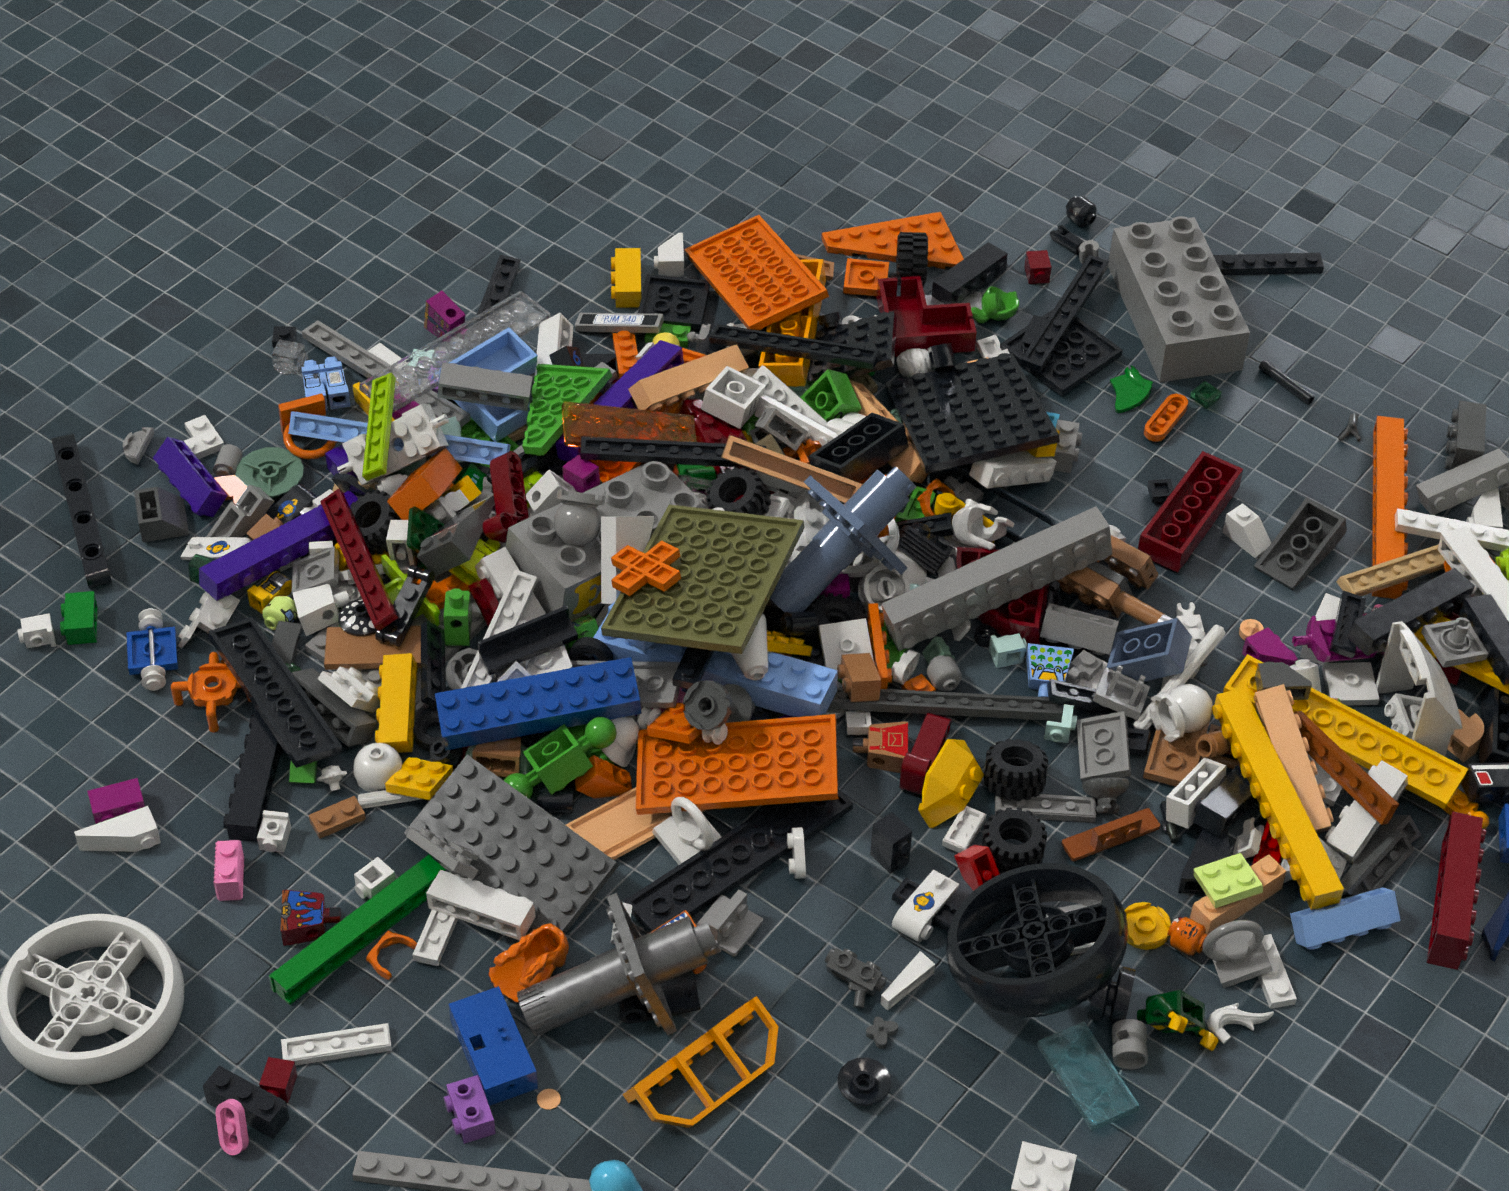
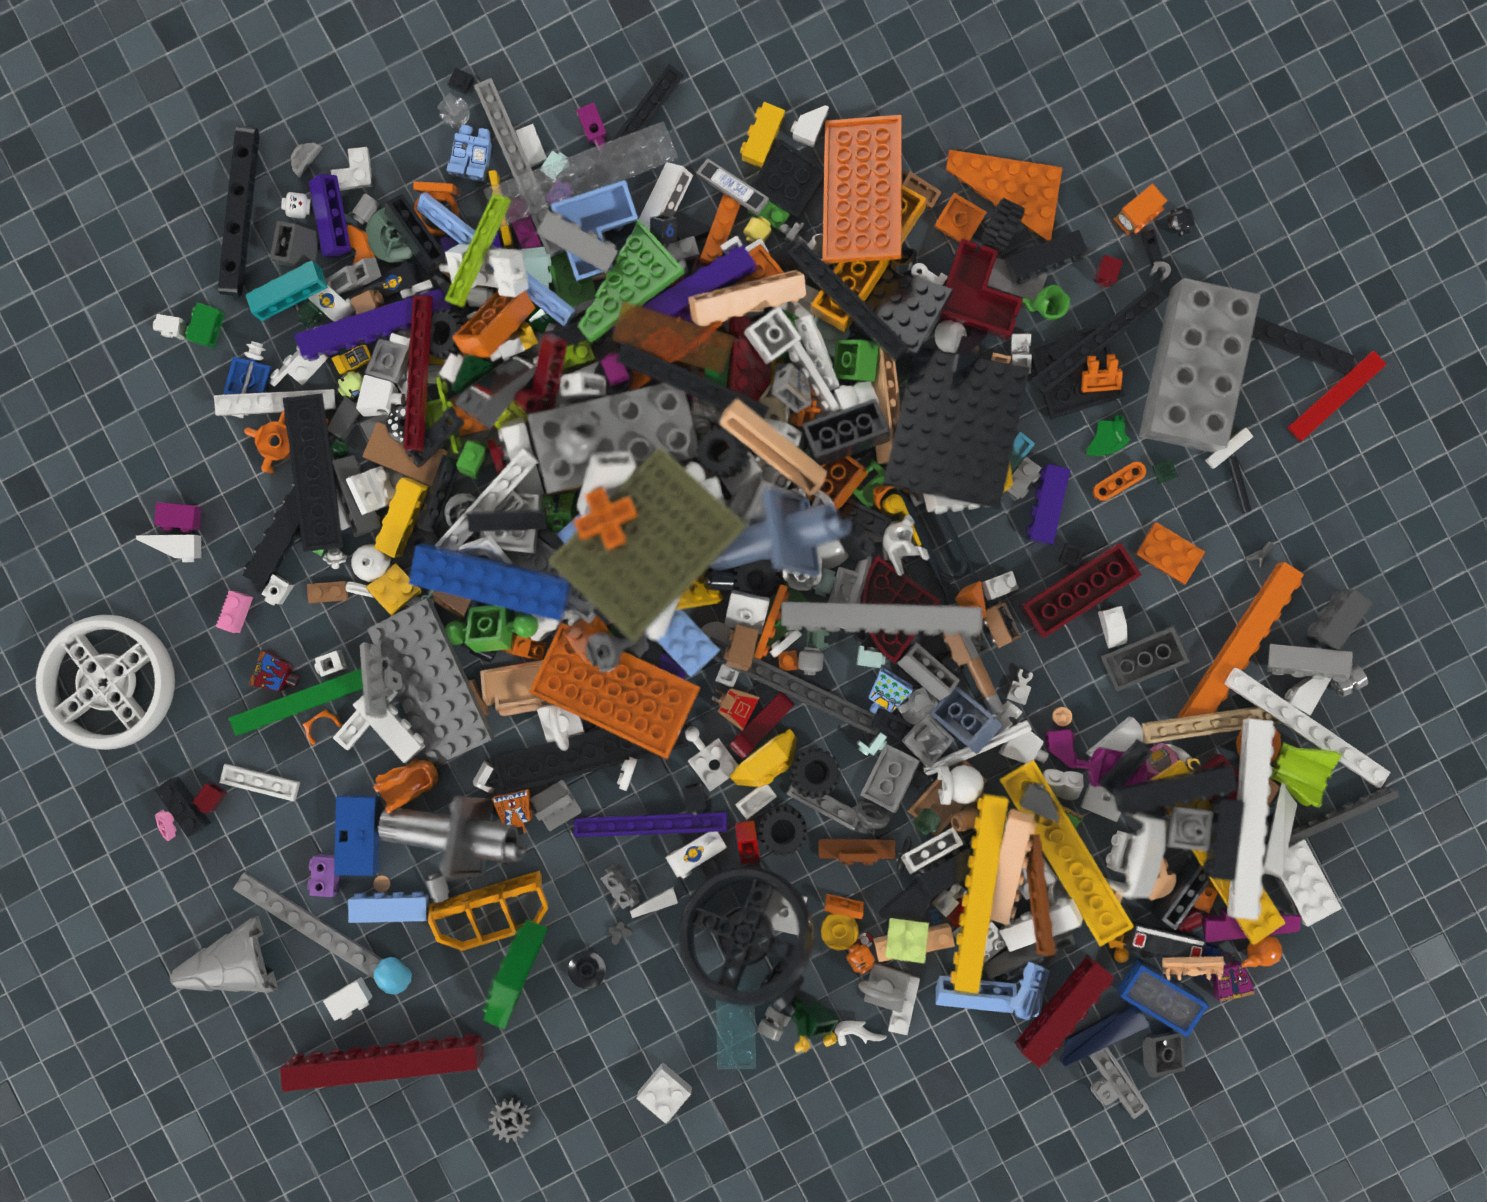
camera: 30 degrees right, 40 degrees up
(145, 478) = (296, 205): none -> white head
(167, 551) = (286, 290): none -> teal brick
(169, 659) = (264, 402): none -> white plate
(296, 453) = (415, 233): none -> black brick
(573, 1113) = (388, 907): none -> light blue brick
(625, 1066) = (437, 887): none -> light grey brick
(777, 1100) = (513, 973): none -> green piece
(853, 897) = (650, 824): none -> dark purple tile
(886, 801) = (701, 760): none -> white plate
(1037, 211) = (1141, 210): none -> orange brick
(1090, 339) = (1101, 380): none -> orange plate
(1107, 458) = (1048, 505): none -> dark purple brick
(1144, 892) = (844, 906): none -> orange plate
(1172, 763) = (927, 821): none -> clear green plate
(1222, 664) = (1024, 748): none -> white torso
(1255, 356) = (1234, 444): none -> white piece
(1262, 457) = (1169, 553): none -> orange plate
(1326, 288) = (1336, 396): none -> red tile
(1404, 884) = (1030, 996): none -> light blue plate

